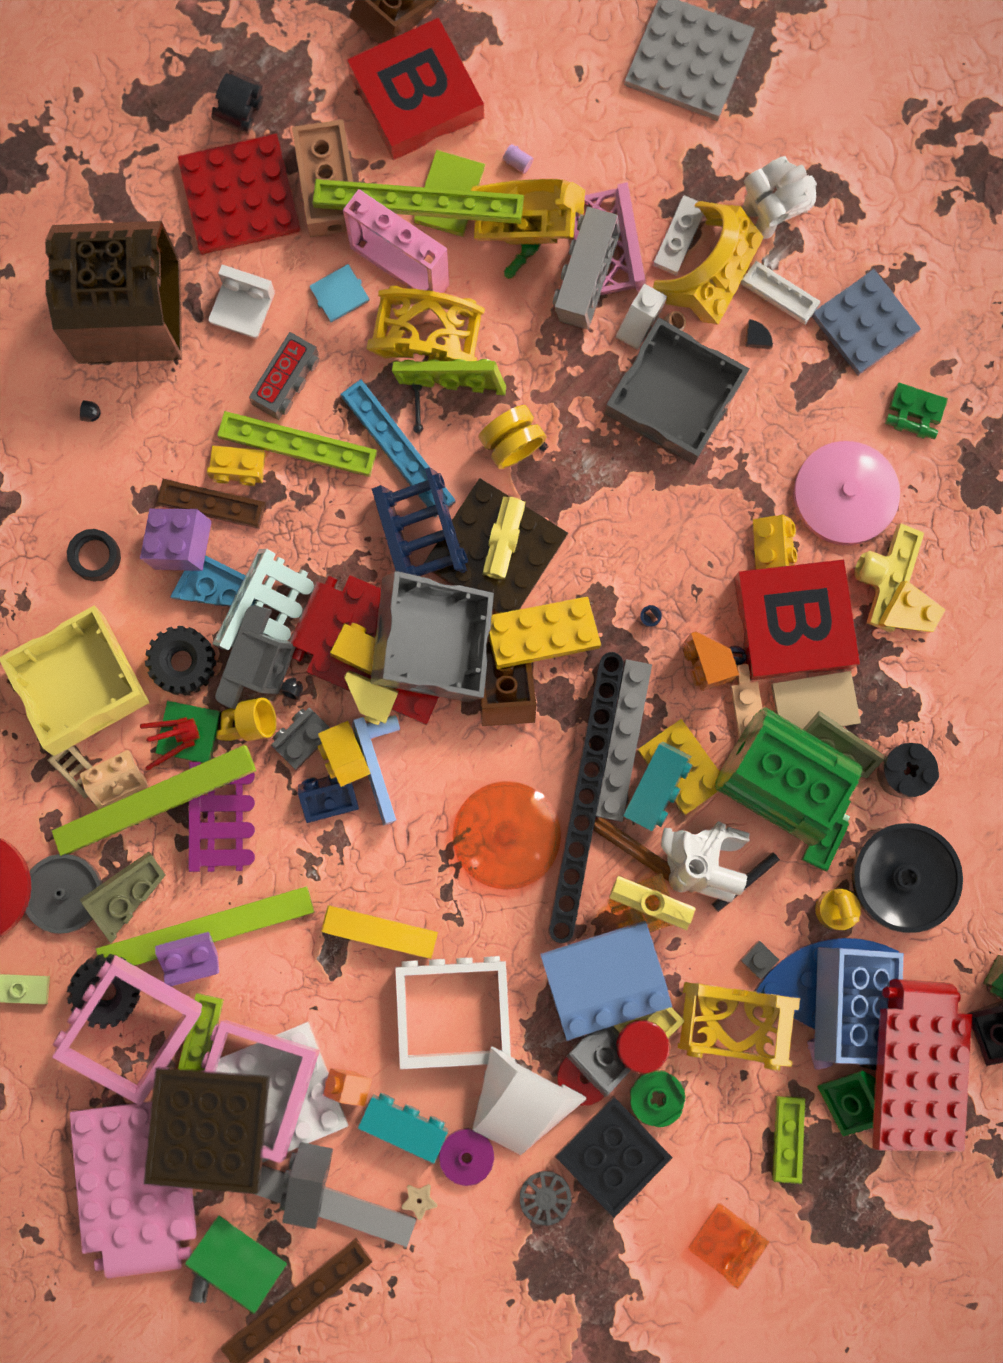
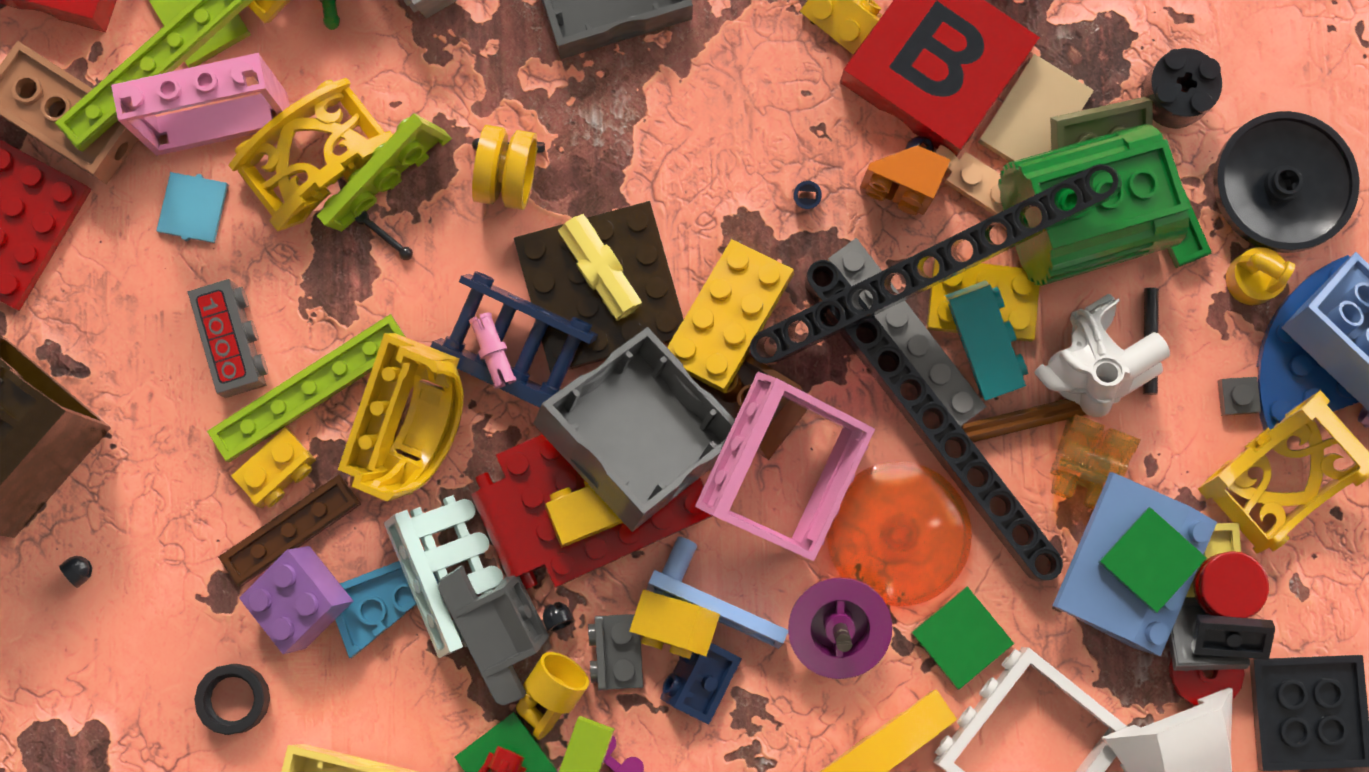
camera: 45 degrees left, 0 degrees up
(161, 655) = (397, 710): black tyre -> none
(242, 302) = (109, 313): white bracket -> none
(330, 527) = (426, 430): none -> yellow piece
(371, 699) = (647, 546): light yellow slope -> none
(390, 438) = (391, 290): dark azure tile -> none
(404, 521) = (492, 350): none -> bright pink pin
(421, 846) = (840, 628): none -> magenta piece
(469, 701) = (743, 444): none -> bright pink window
(480, 922) = (962, 638): none -> green tile
(613, 1071) = (1233, 637): none -> black plate
(614, 986) = (1152, 560): none -> green tile
(669, 909) = (1119, 438): light yellow piece -> none
(672, 1104) = (1307, 605): green plate -> none
(675, 723) = (949, 265): none -> black beam

